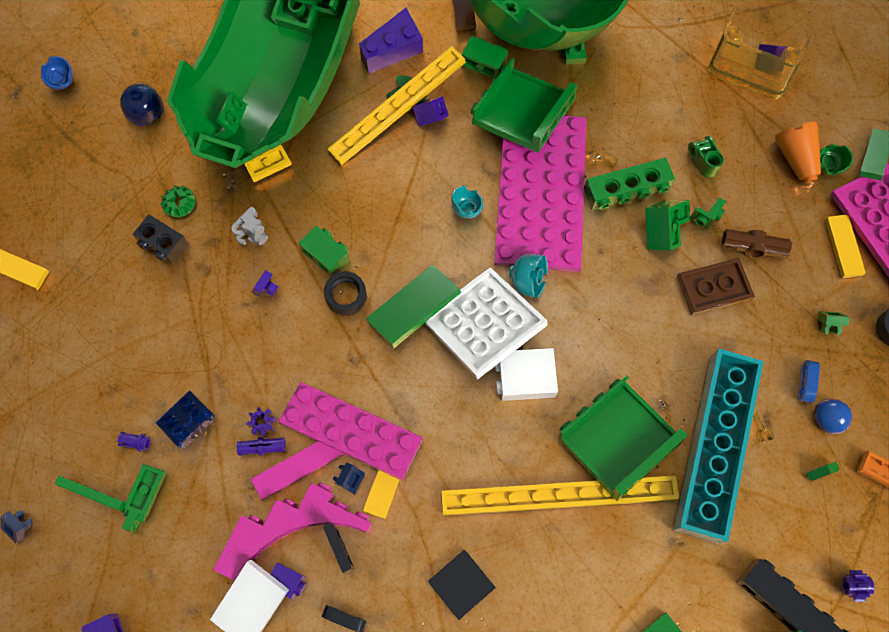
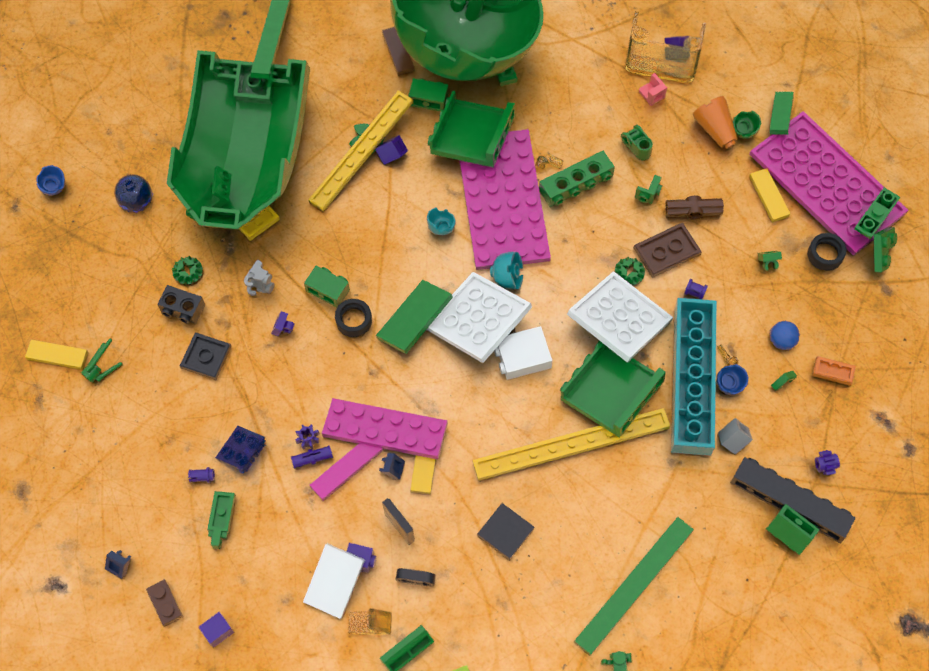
camera: 10 degrees left, 5 degrees down
(45, 295) = (92, 371): none -> green plant
(55, 584) = (164, 602): none -> reddish brown plate
(90, 493) = (177, 524): green tile -> none
(173, 302) = (205, 356): none -> black tile
(252, 538) = (347, 509): dark pink arch -> none
(391, 42) = (344, 97): dark purple wedge -> none
(646, 356) = (620, 316): none -> white plate
(664, 223) = (613, 205): green panel -> none
(670, 311) = (634, 277): none -> green gear
(736, 100) = (654, 90): none -> coral panel
(739, 340) = (695, 289): none -> dark purple bush
(753, 527) = (735, 436): none -> light grey panel
(763, 458) = (732, 379): none -> blue hair
(809, 381) = (759, 311): blue beam -> none

